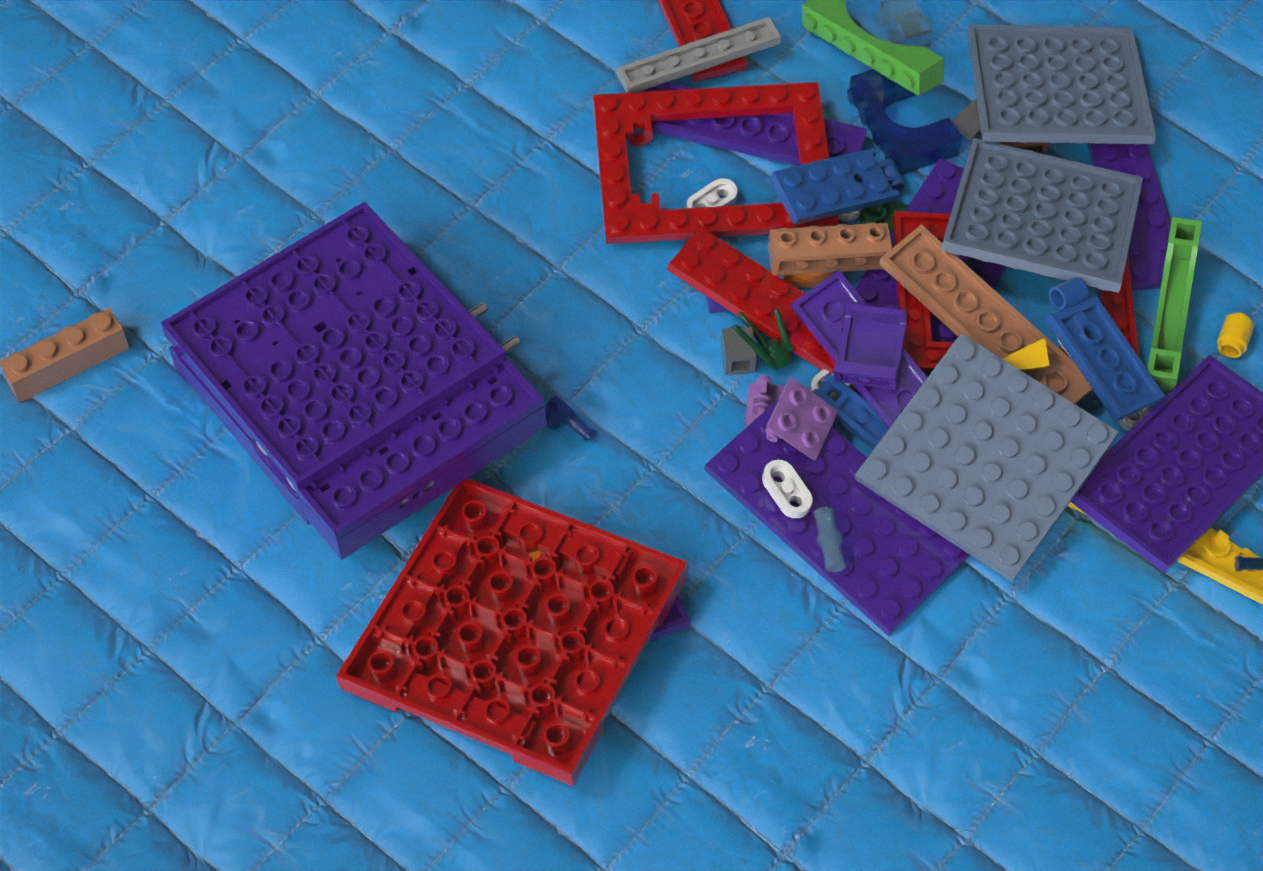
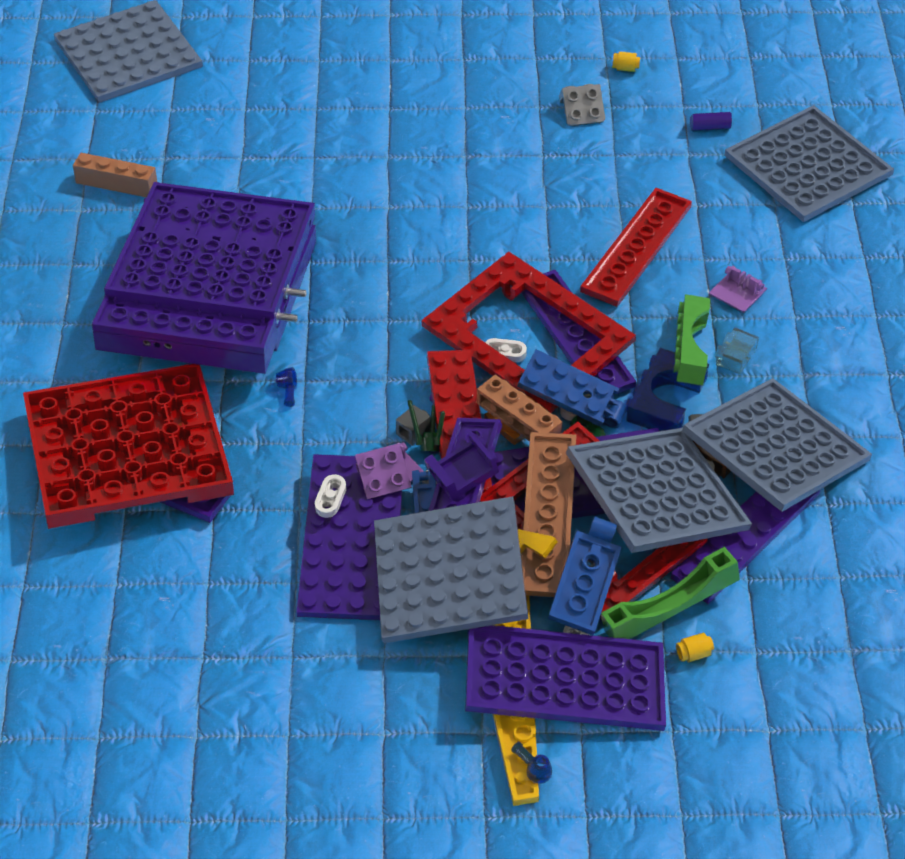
camera: 50 degrees right, 10 degrees down
(698, 55) = (592, 276): light grey plate -> none
(829, 539) = (318, 537): clear light blue pin -> none

